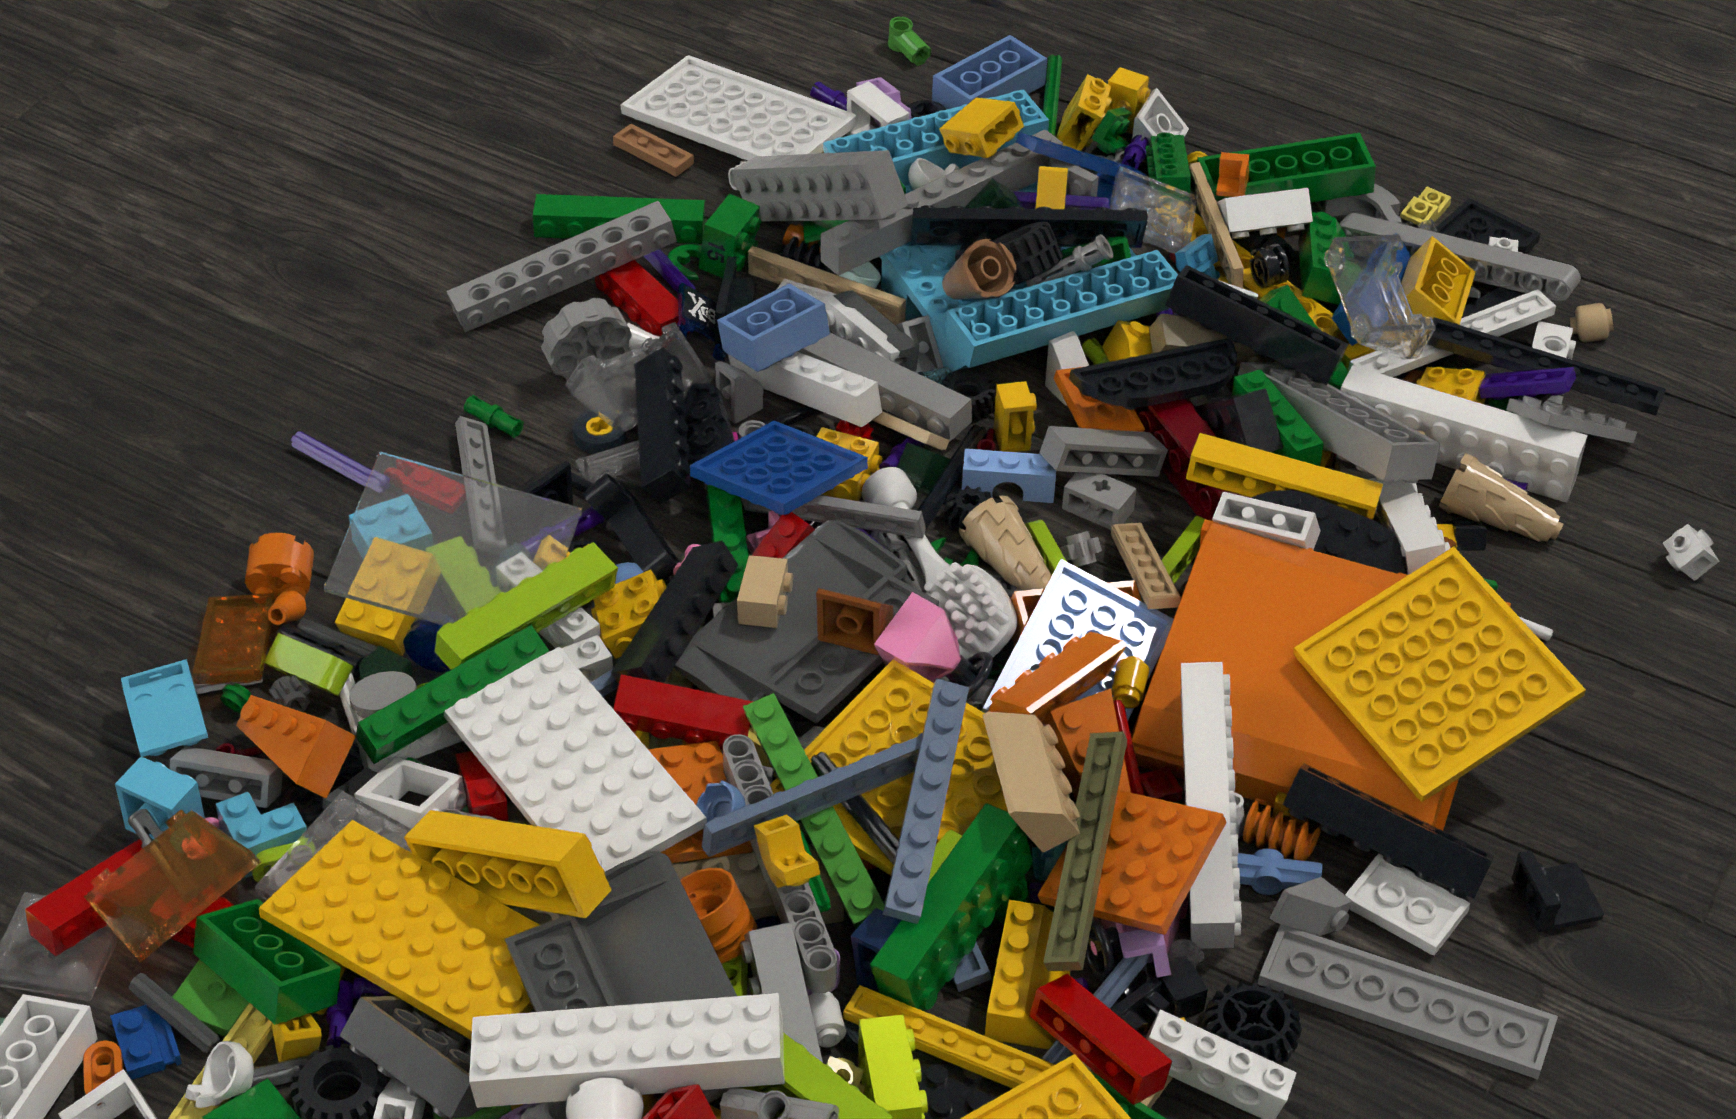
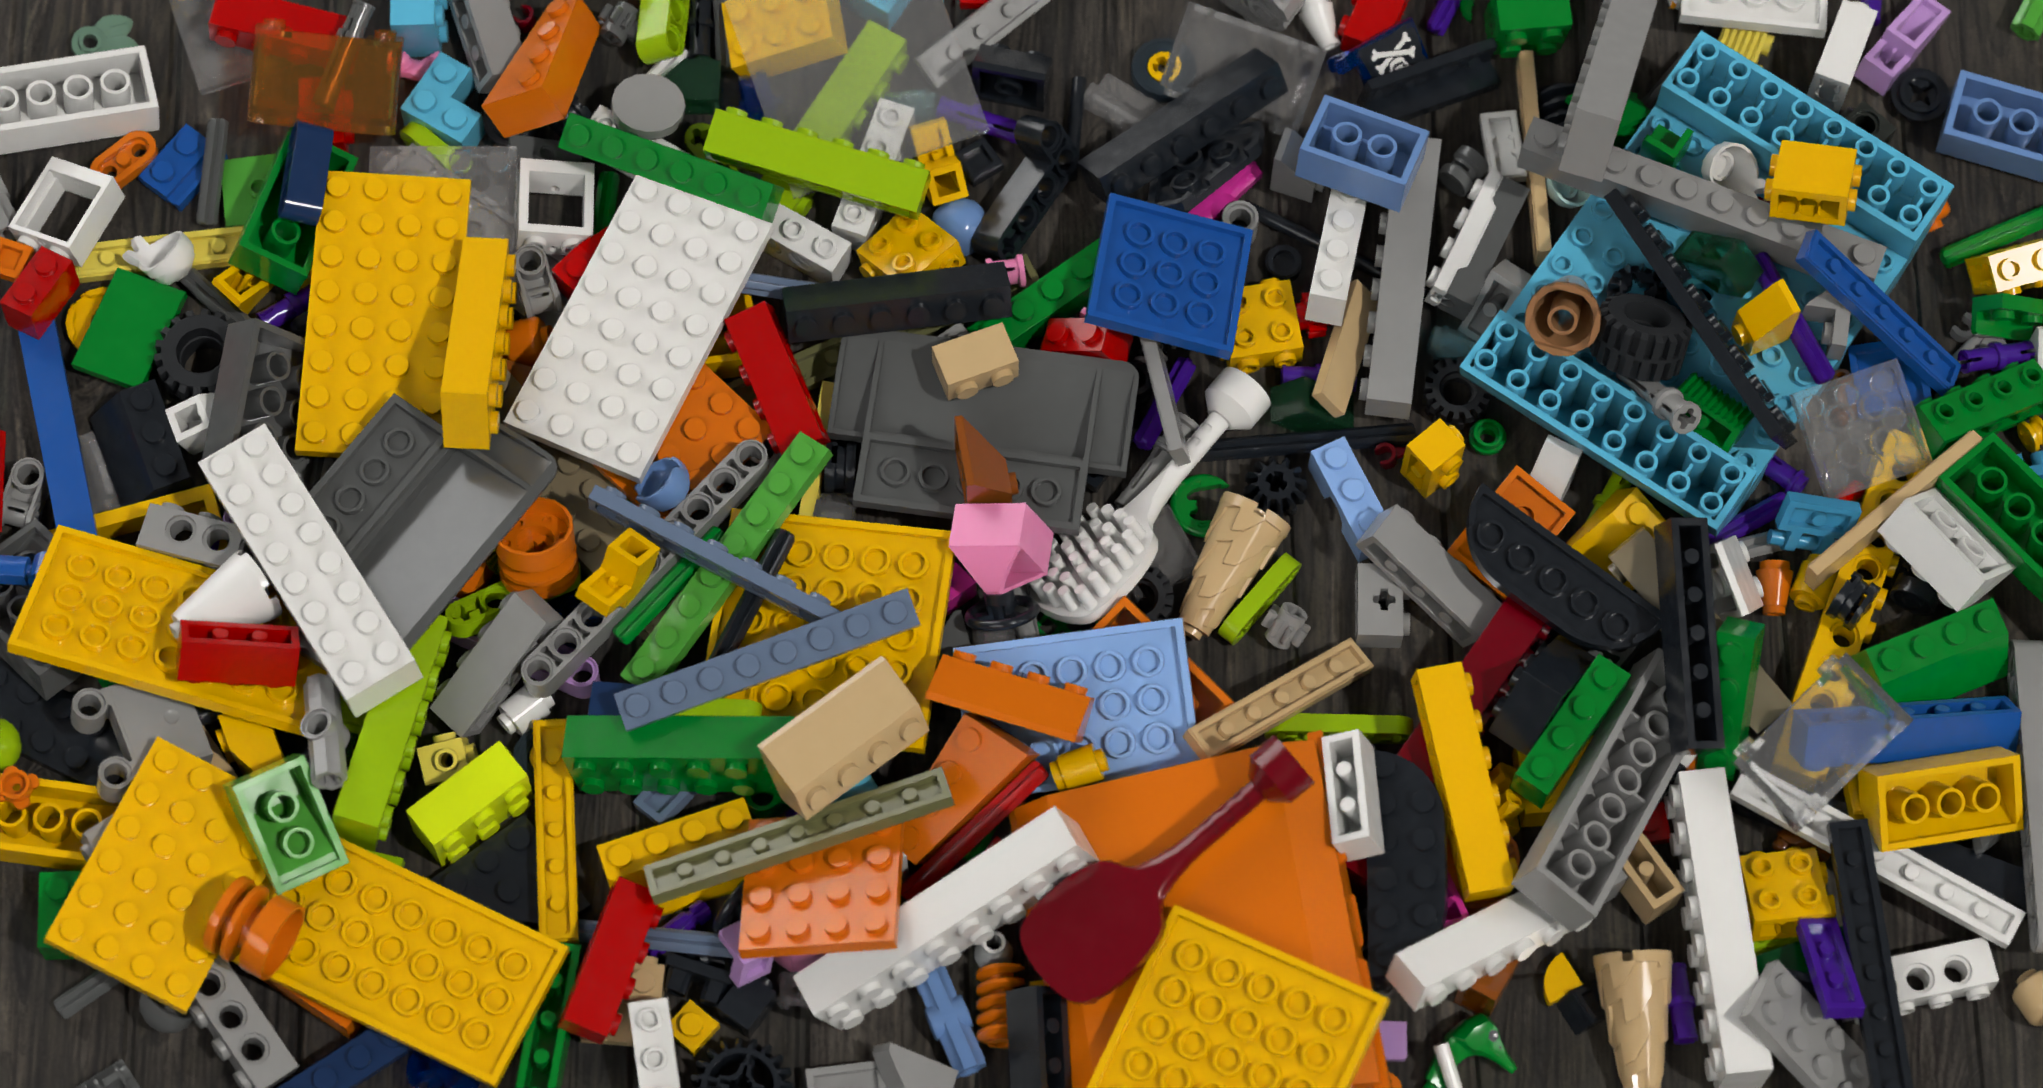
camera: 60 degrees right, 25 degrees up
(252, 918) = (305, 173): none -> dark blue beam
(1233, 174) = (1967, 490): orange panel -> none
(1276, 695) = (1111, 916): none -> dark red piece

